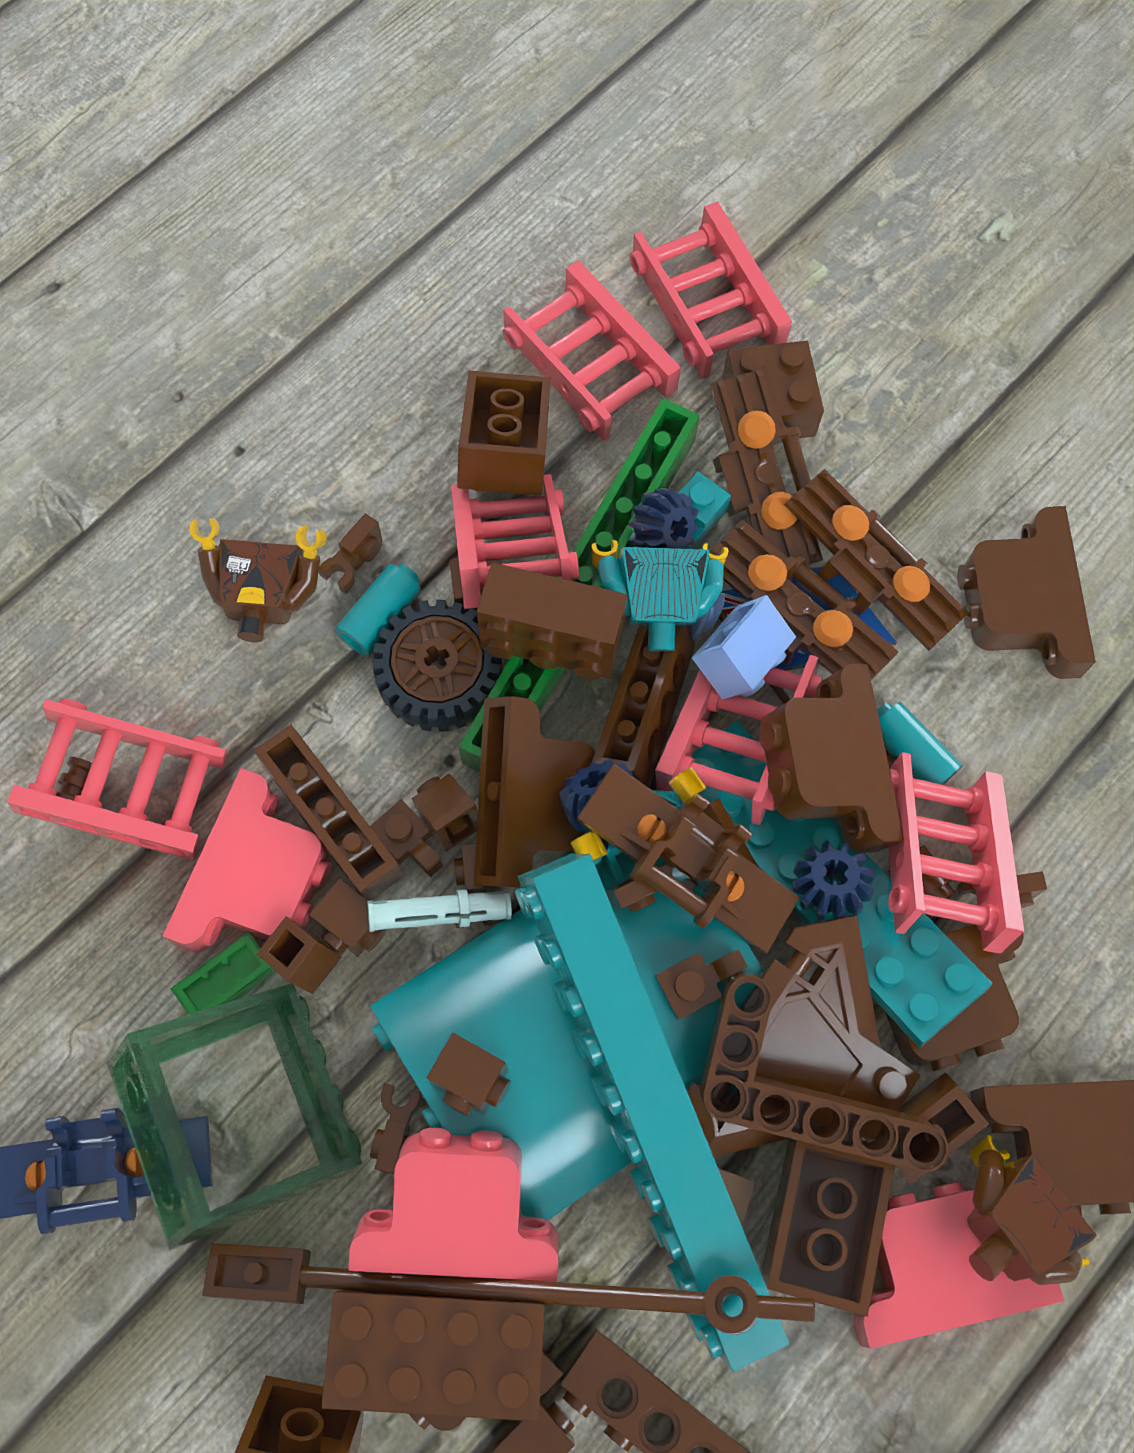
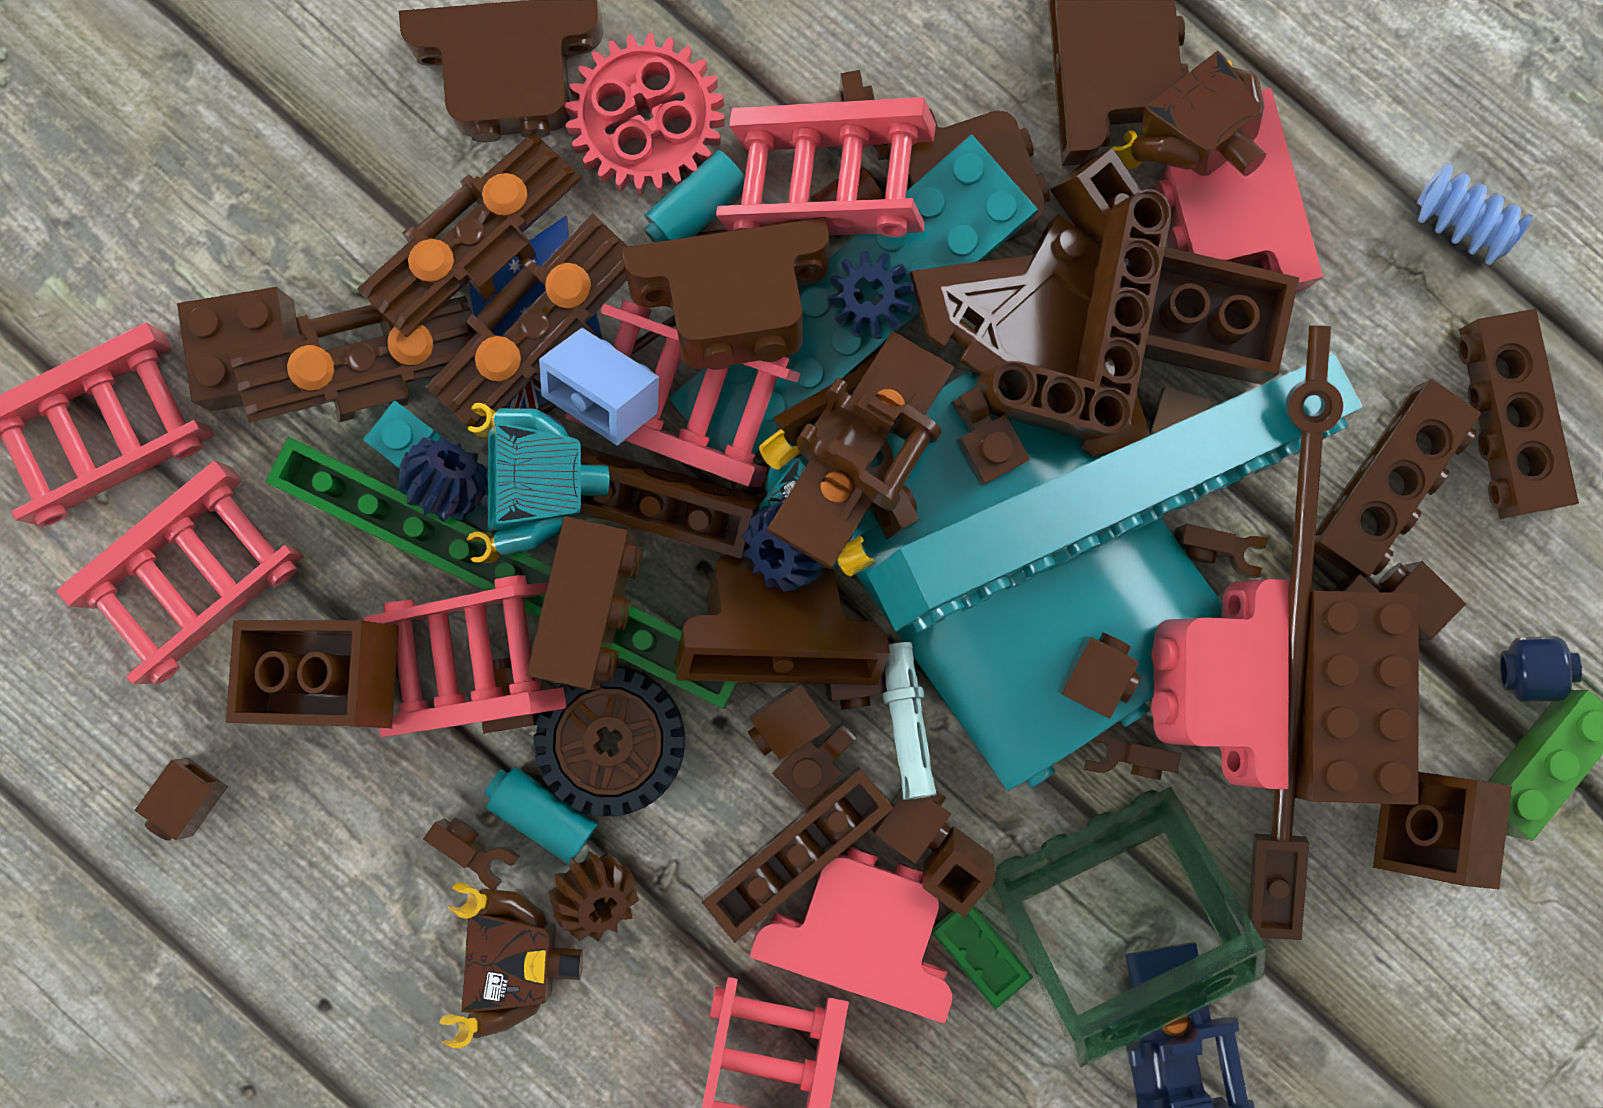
camera: 95 degrees left, 15 degrees up
(306, 644) = (593, 896): none -> reddish brown gear
(411, 347) = (180, 799): none -> reddish brown brick
(597, 1215) = (1206, 544): none -> reddish brown plate
(1025, 692) = (625, 76): none -> coral gear

